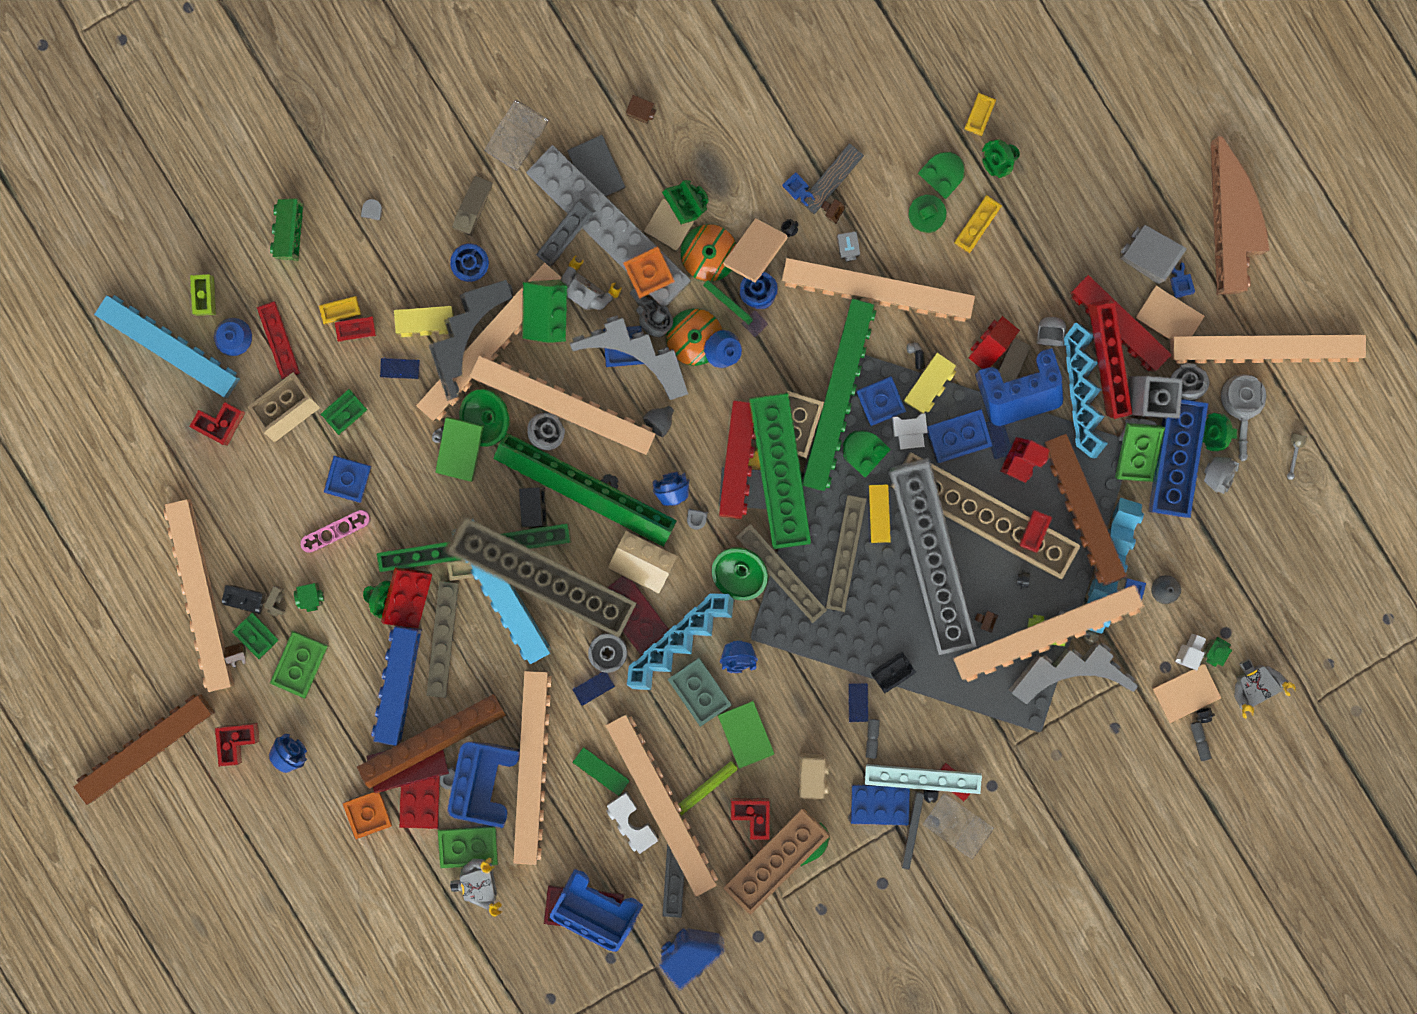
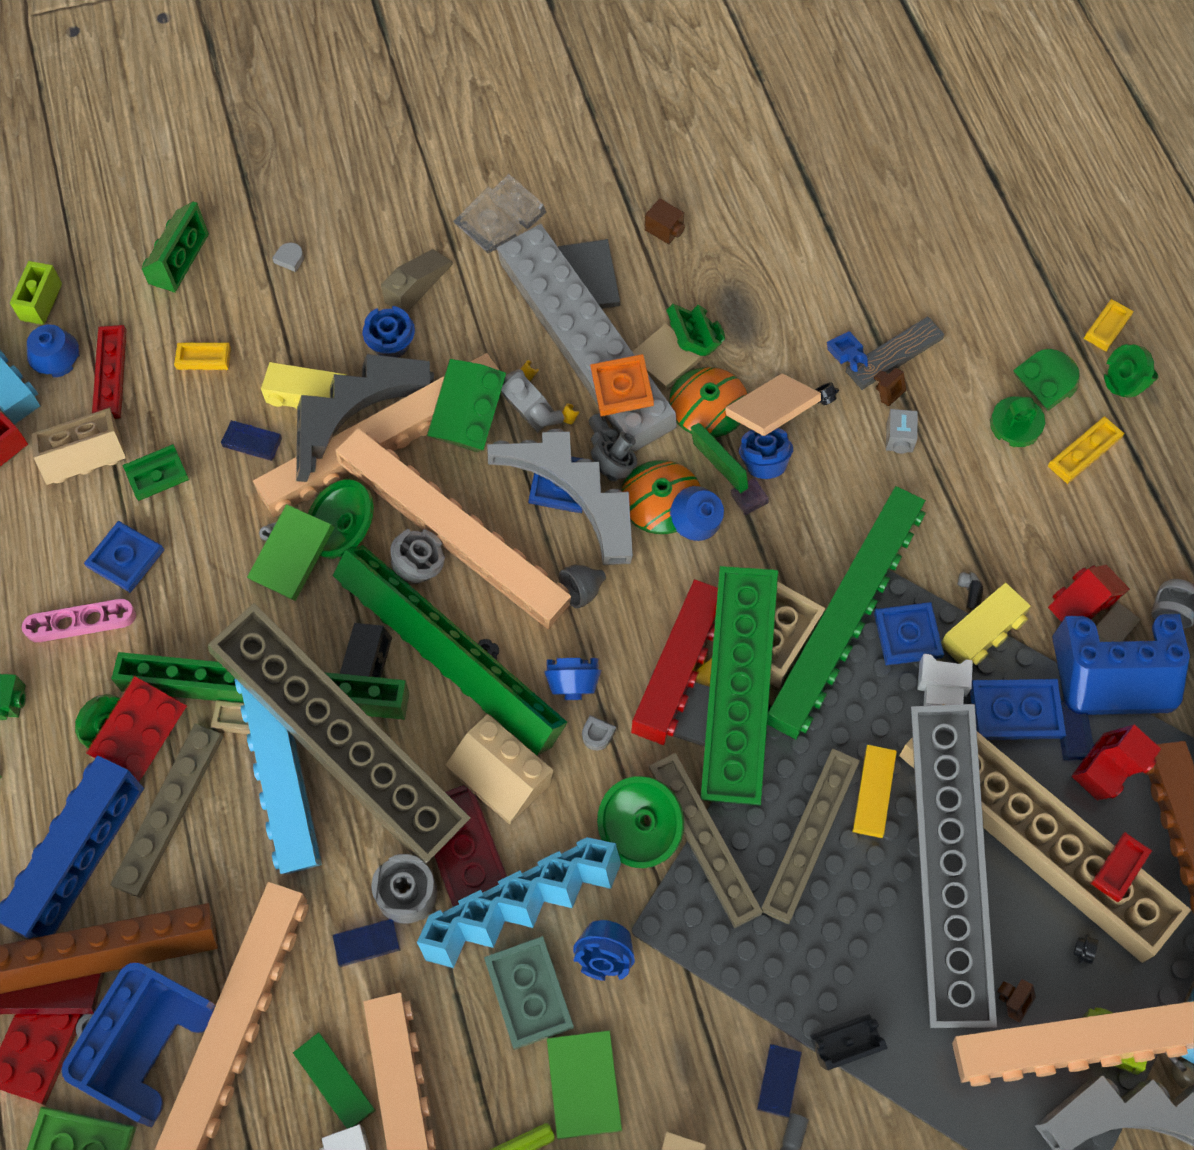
camera: 20 degrees right, 25 degrees down
(355, 329) = (212, 379): red plate -> none
(565, 232) = (526, 323): dark grey tile -> none
(864, 451) = (870, 695): green slope -> none
(878, 289) = (945, 497): light nougat brick -> none

